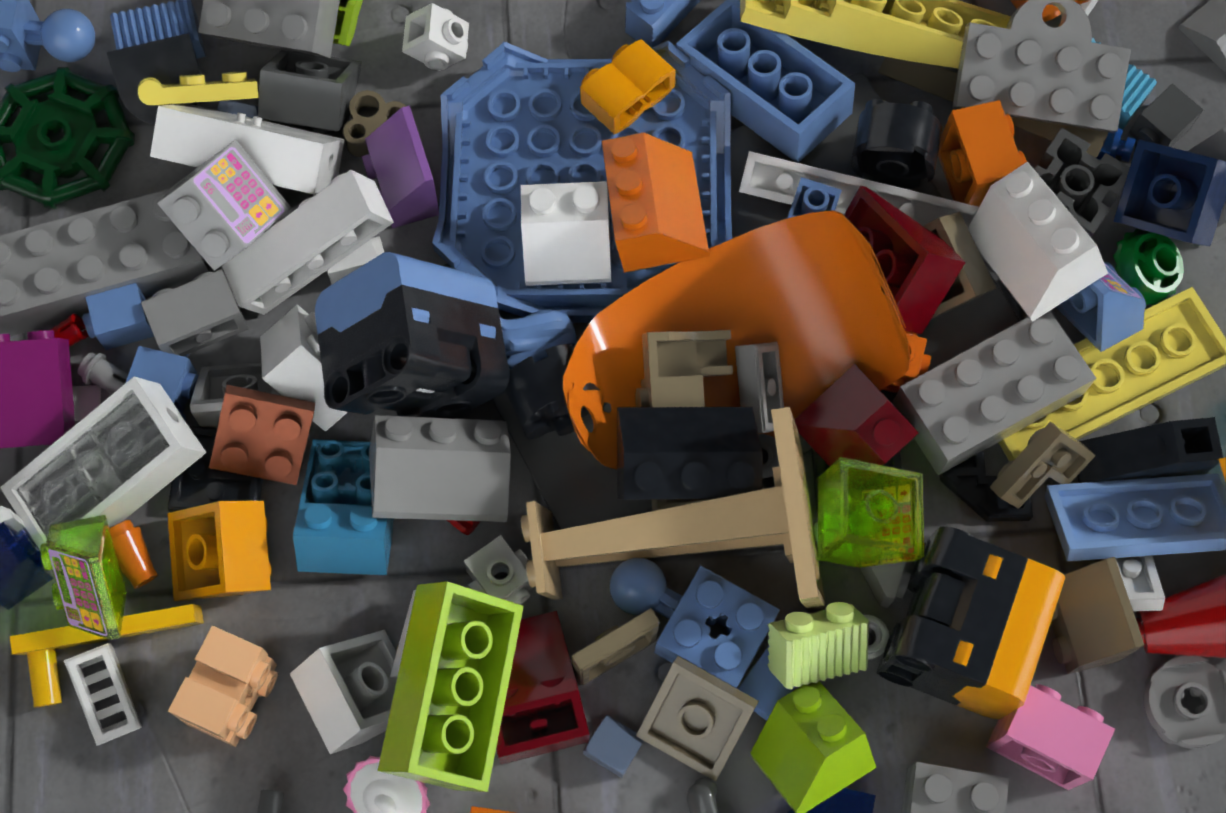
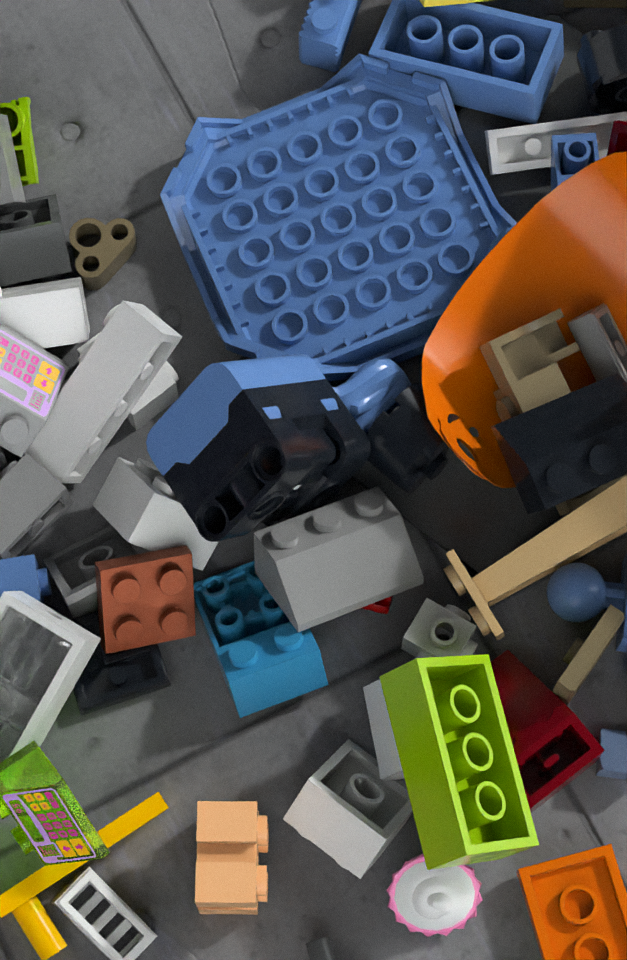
camera: 20 degrees left, 0 degrees up
(132, 554) = (72, 769): orange cone -> none
(219, 550) = (153, 730): light orange slope -> none
(401, 169) = (155, 275): medium lavender slope -> none
(435, 37) = (124, 140): white brick -> none
(566, 233) = (354, 279): white slope -> none
(627, 85) = (341, 113): light orange brick -> none
(653, 202) = (426, 215): orange slope -> none

